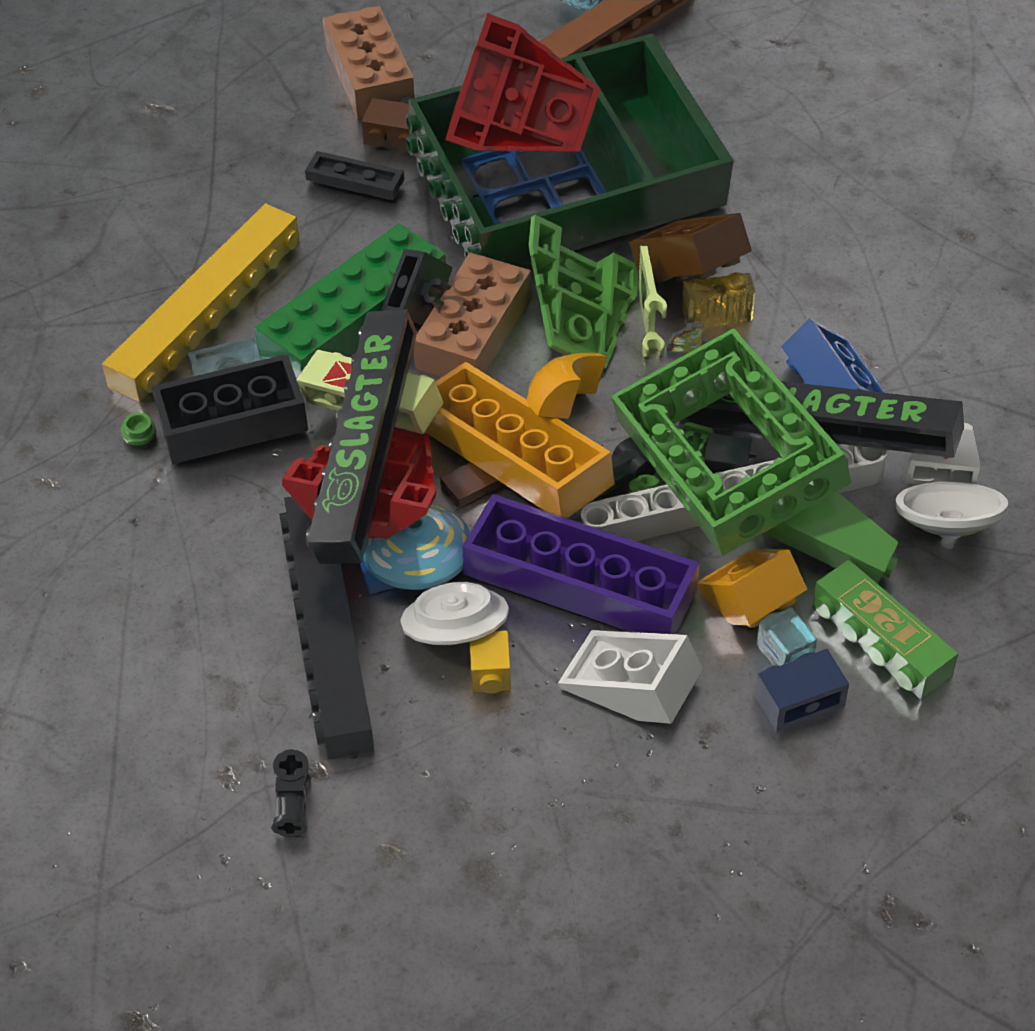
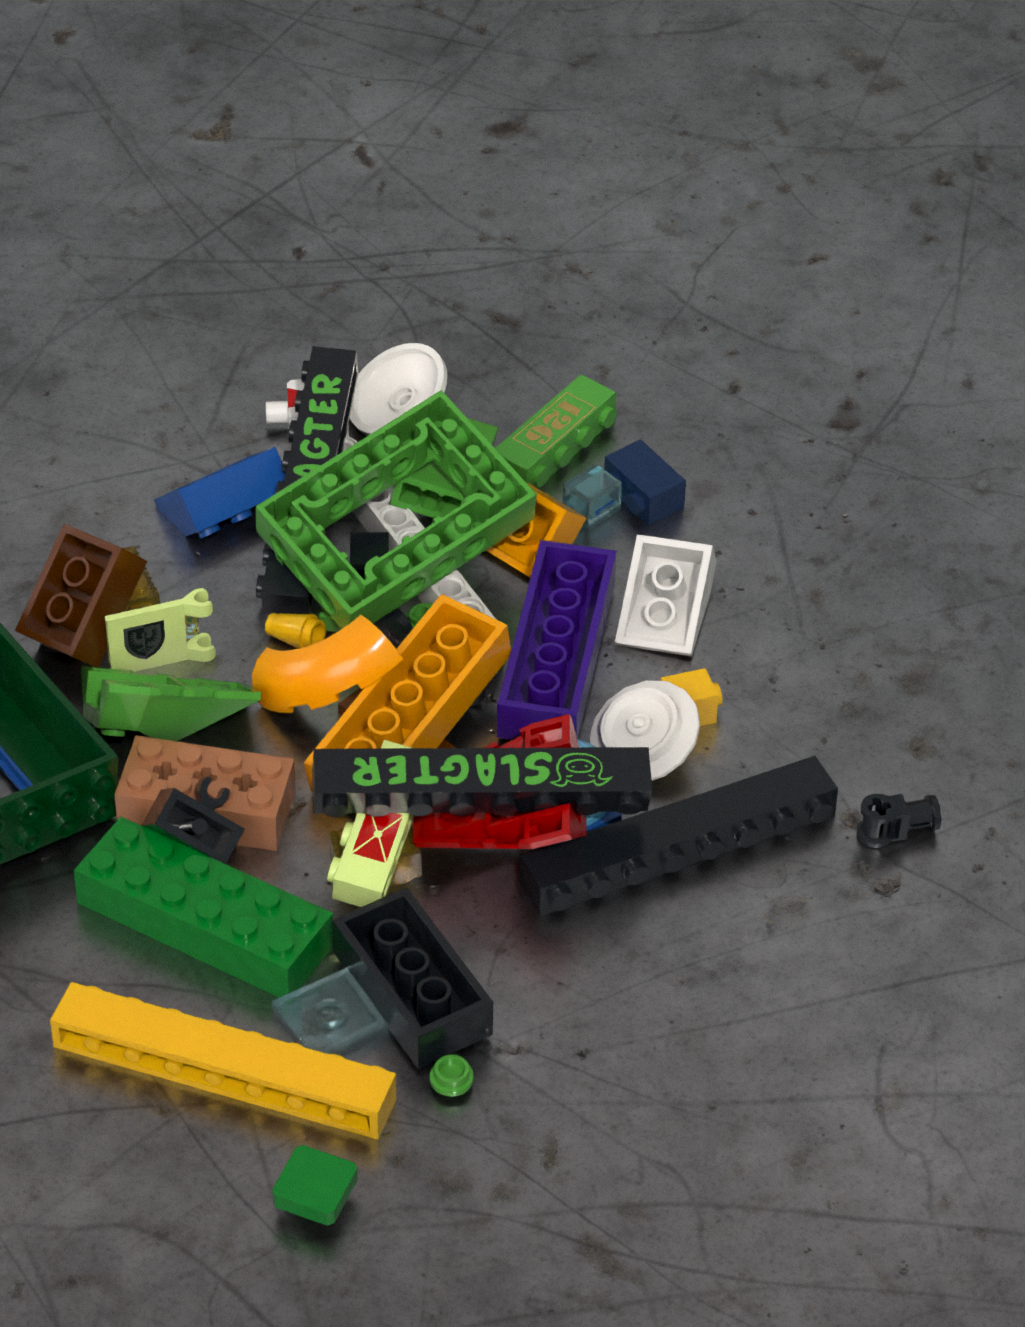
camera: 105 degrees left, 5 degrees down
(64, 329) = (314, 1185): none -> green piece

